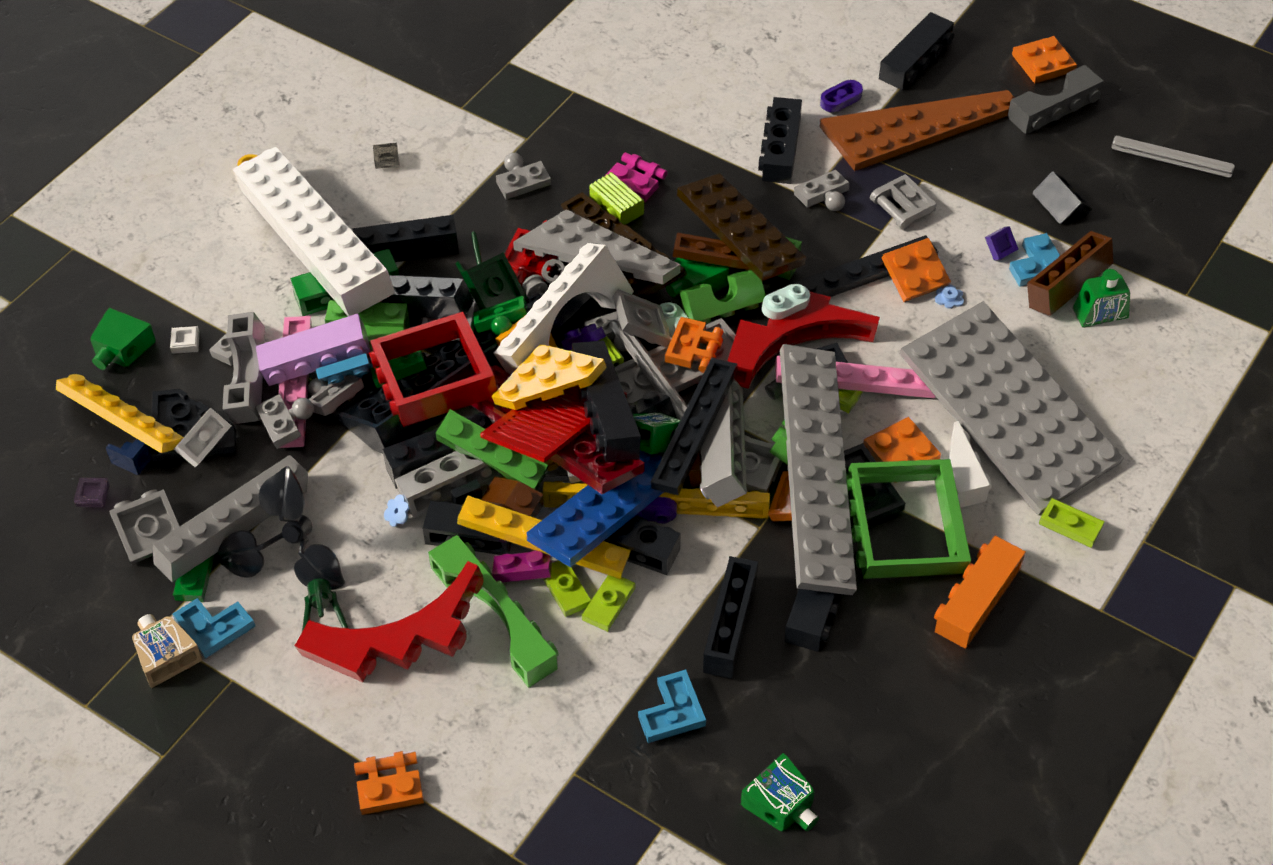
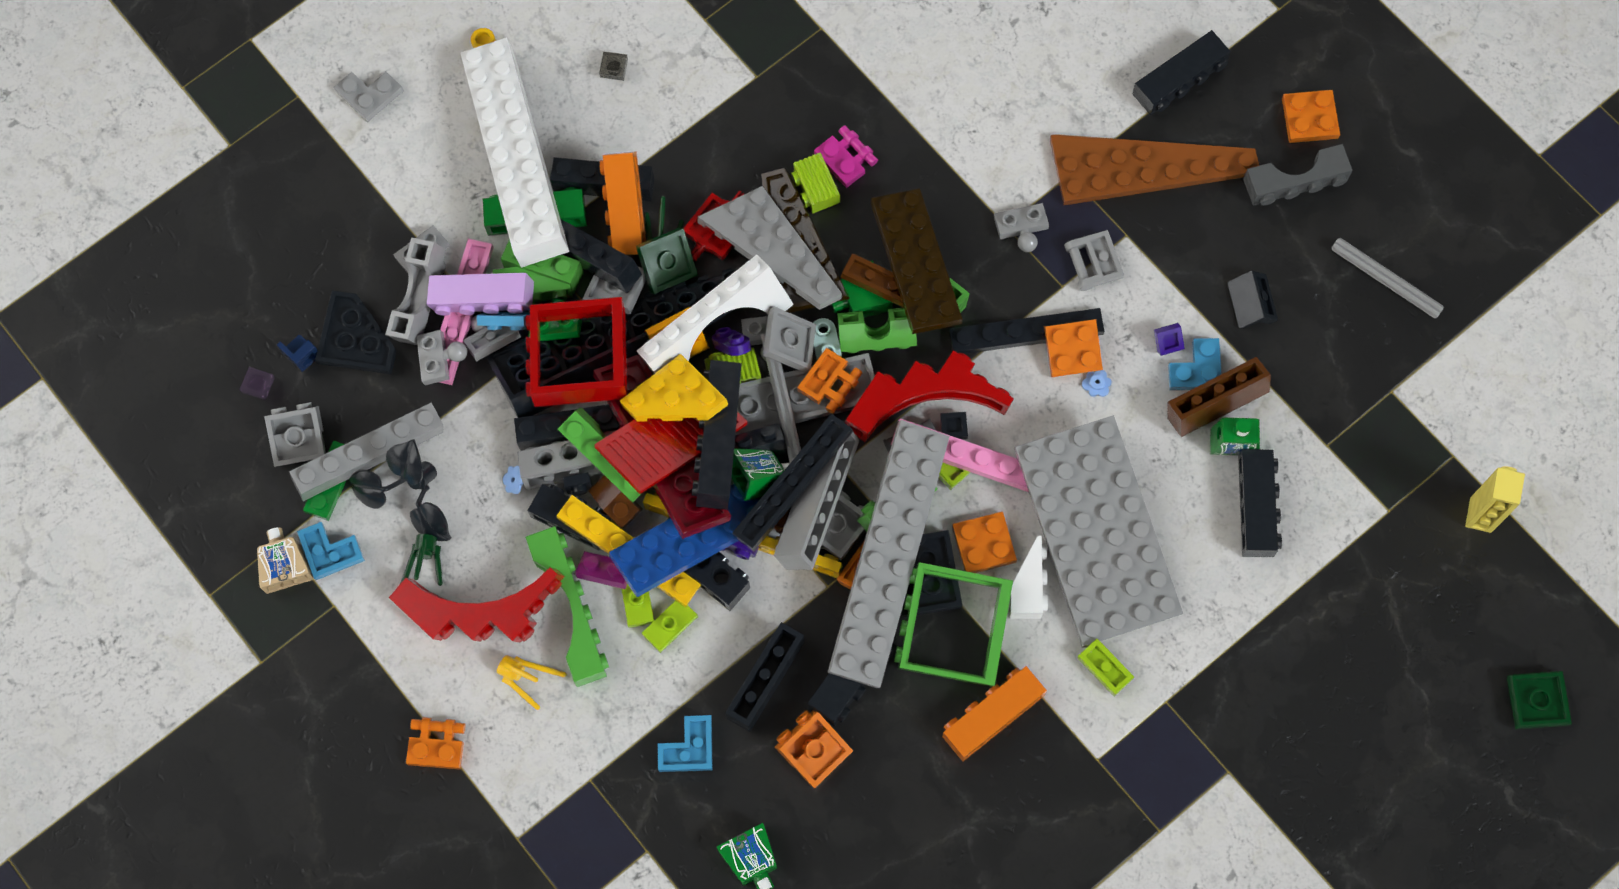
camera: 20 degrees right, 20 degrees up
(119, 413) = (296, 309): yellow plate -> none
(120, 339) = (315, 221): green torso -> none
(146, 234) = (371, 99): none -> light grey plate
(184, 339) = (375, 234): white tile -> none
(202, 437) = (361, 359): white plate -> none
(433, 237) = (624, 201): none -> orange brick
(453, 684) = (513, 669): none -> yellow plant
(500, 316) = (657, 299): green plate -> none
(520, 178) = (736, 129): light grey plate -> none
(533, 285) = (707, 266): light grey bush -> none
(550, 264) = (728, 264): light grey bush -> none
(781, 140) = (990, 186): black brick -> none
(785, 301) = (929, 362): light aqua plate -> none
(806, 671) = (813, 747): none -> orange plate
(841, 96) = (1081, 110): dark purple plate -> none
(1149, 350) = (1258, 503): none -> black brick

